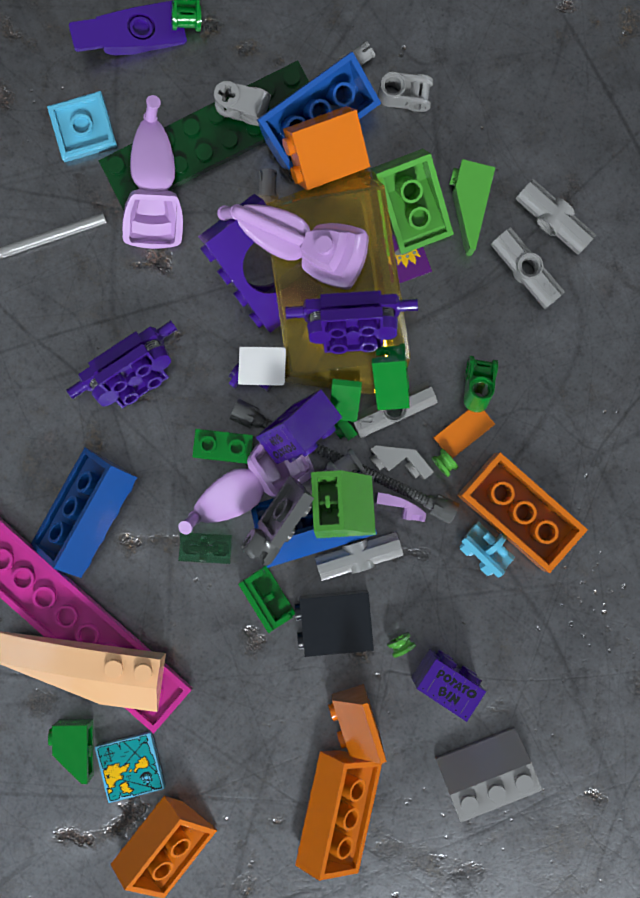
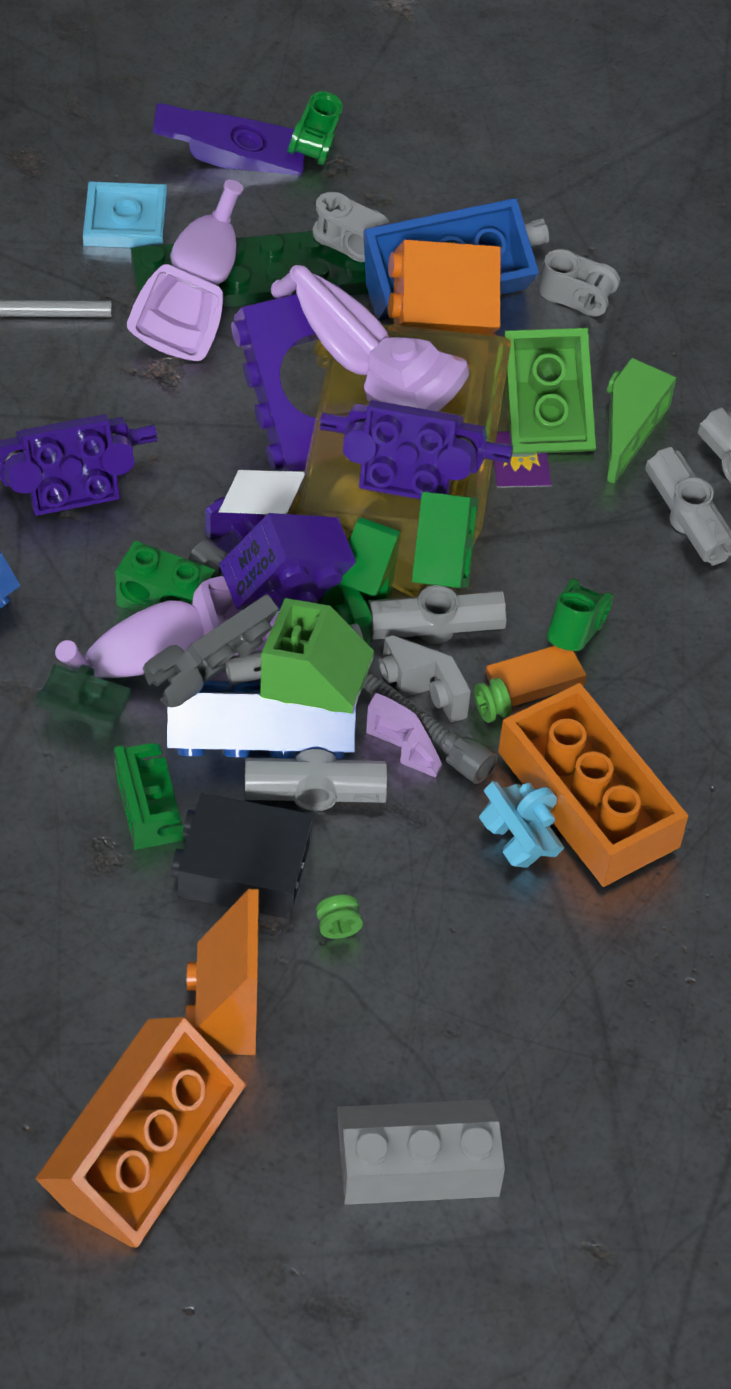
camera: 15 degrees right, 35 degrees down
(448, 685) = (396, 972): dark purple brick -> none

